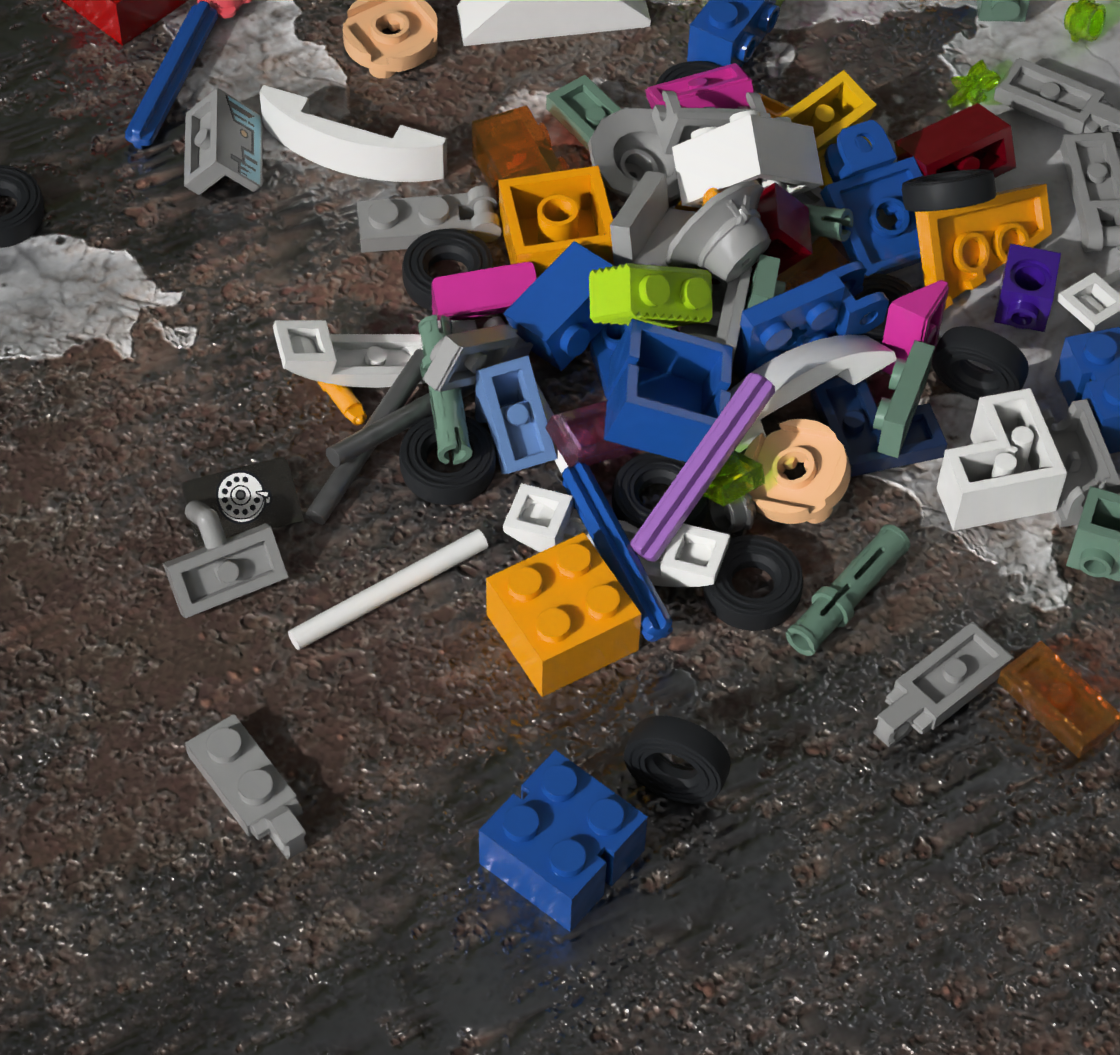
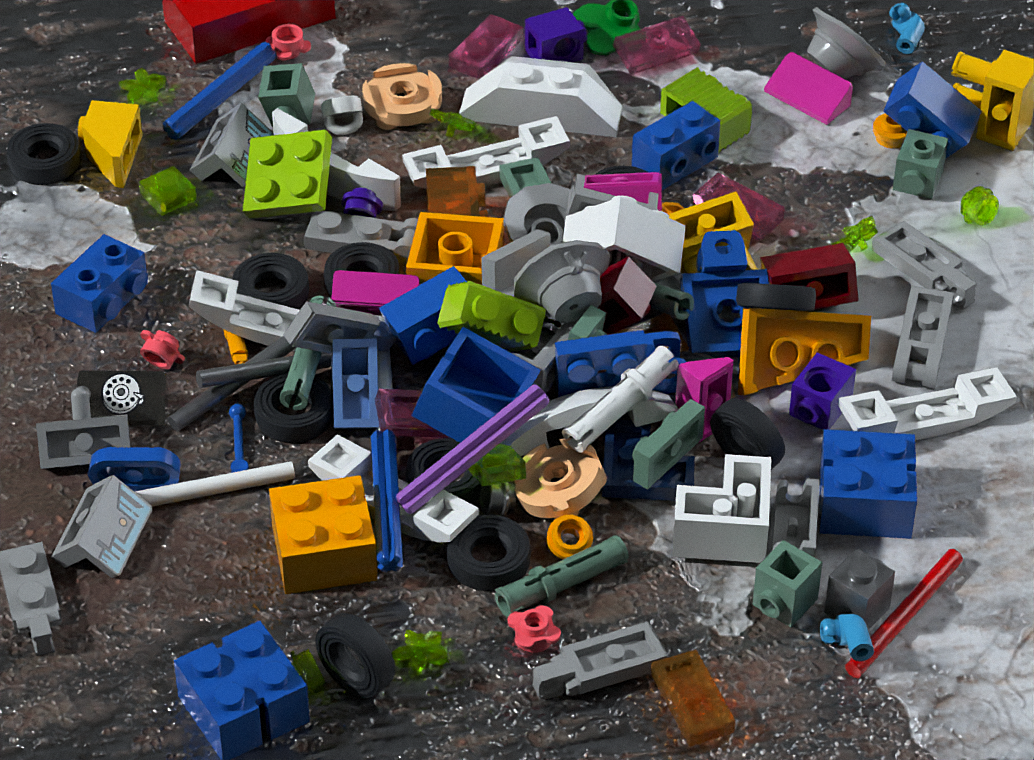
camera: 20 degrees right, 10 degrees down
(72, 168) = (111, 138): none -> yellow slope
(75, 90) = (144, 85): none -> clear neon green plant
(149, 360) = (99, 283): none -> blue brick
(168, 218) = (167, 190): none -> clear neon green plate
(261, 426) = (161, 349): none -> coral plate
(262, 60) = (288, 90): none -> sand green brick
(297, 674) = (104, 527): none -> light grey panel
(301, 589) = (135, 466): none -> blue plate
(312, 166) = (287, 174): none -> lime plate
(328, 65) = (341, 108): none -> white tile
(354, 285) = (278, 267): none -> black tyre
(409, 181) = (361, 203): none -> dark purple plate
(416, 550) = (237, 413): none -> blue hinge
(465, 50) = (455, 121): none -> clear neon green plant
(572, 55) = (536, 139): none -> white slope
(622, 784) = (308, 669): none -> clear neon green plate
(735, 724) = (422, 649): none -> clear neon green plant
(809, 70) = (763, 211): none -> clear pink plate
(842, 675) = (534, 629): none -> coral plate
(848, 343) = (634, 387): none -> white pin
(848, 533) = (573, 525): none -> light orange plate

